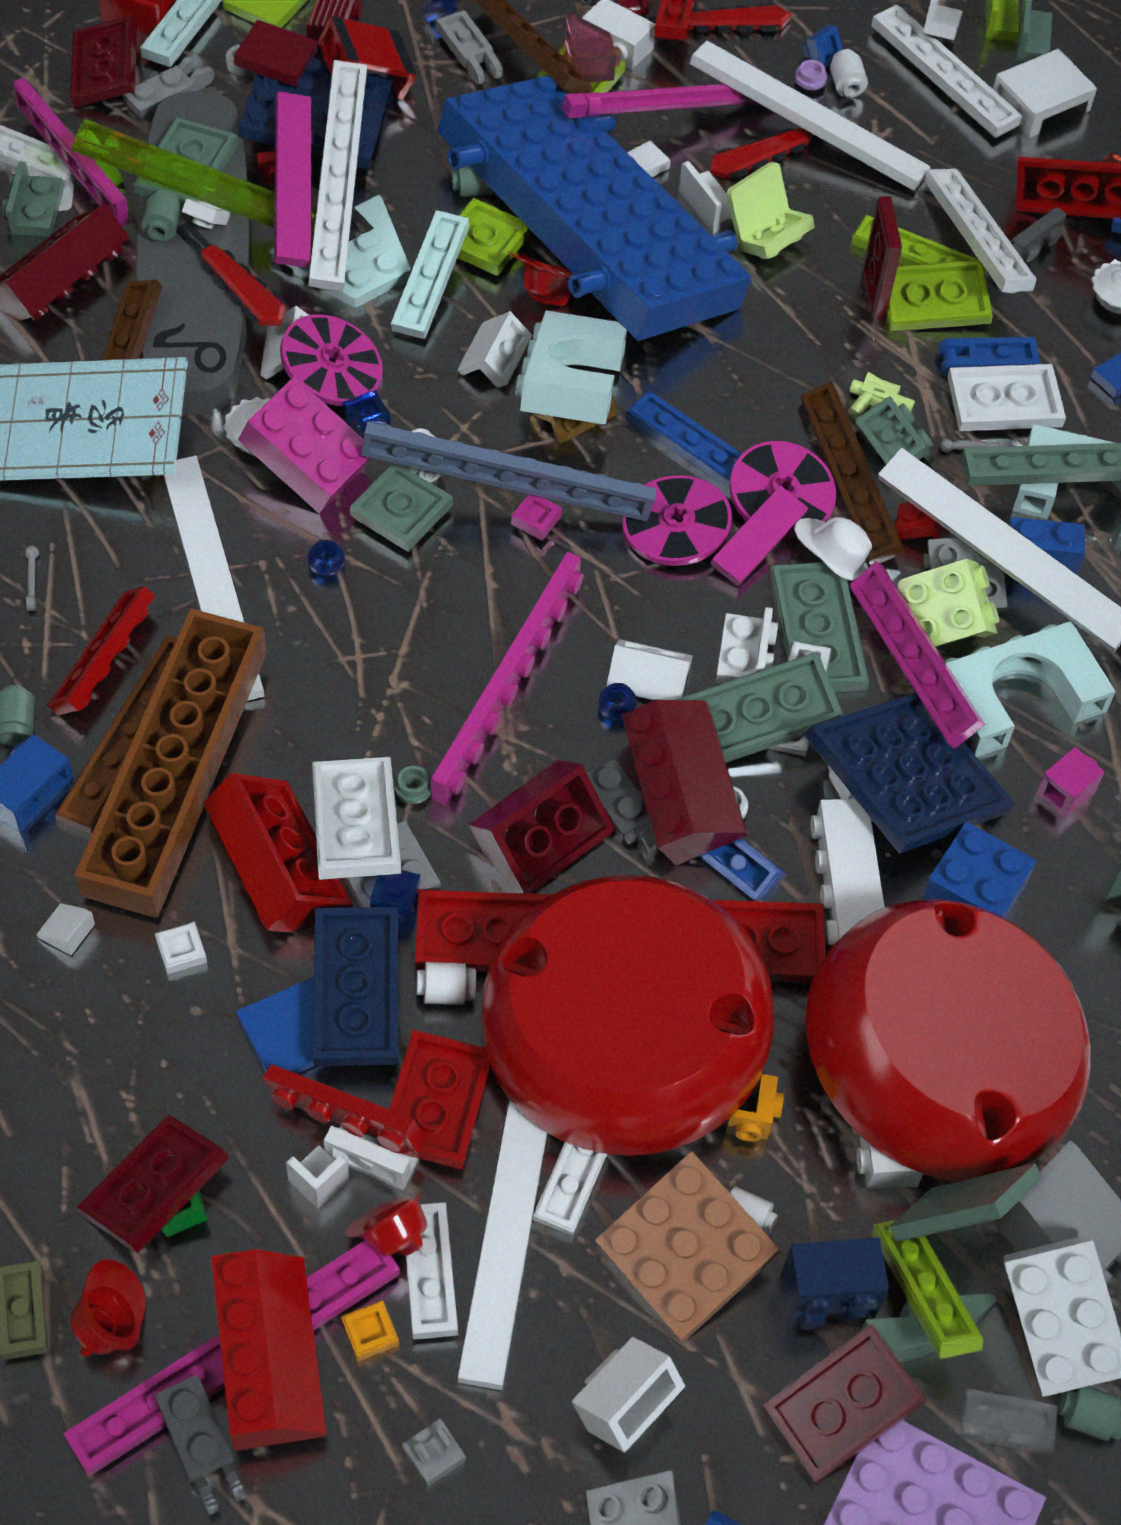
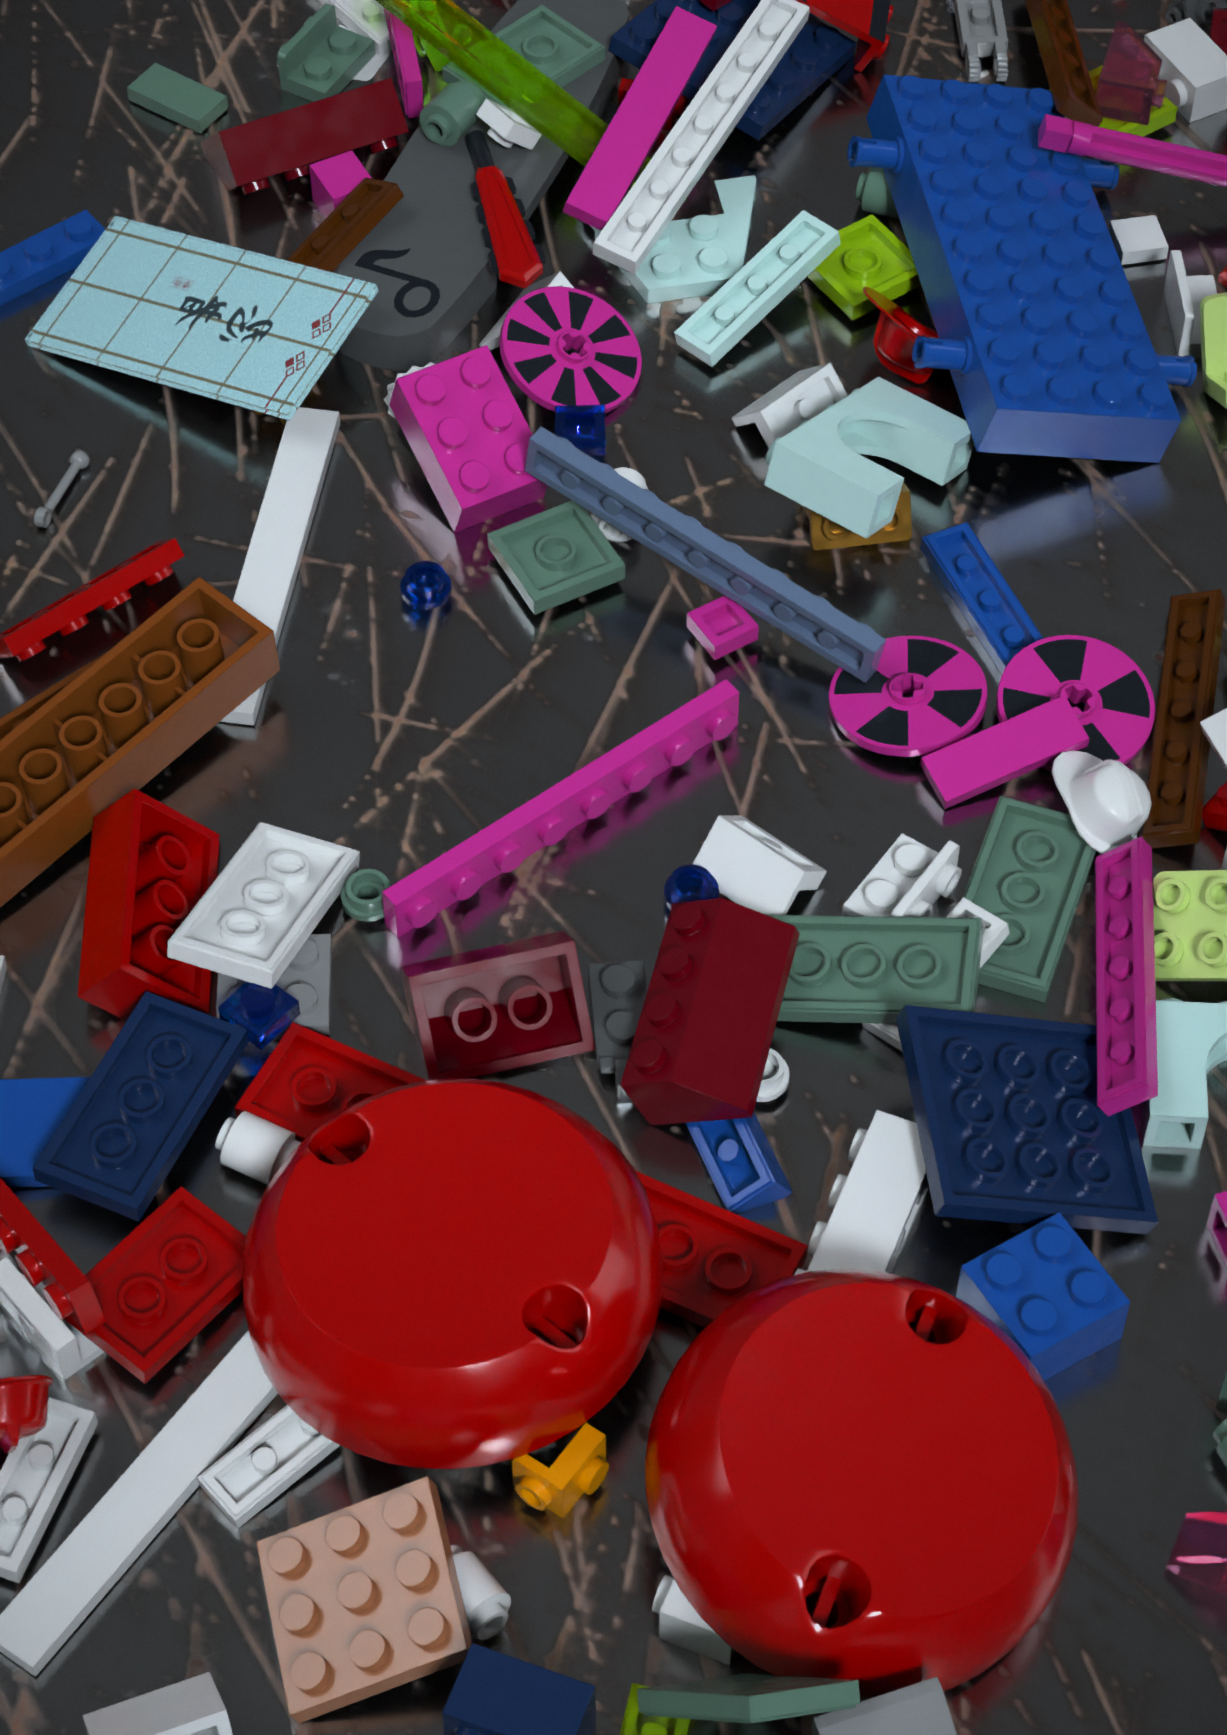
camera: 30 degrees right, 5 degrees down
(102, 293) = (335, 179): none -> dark pink brick

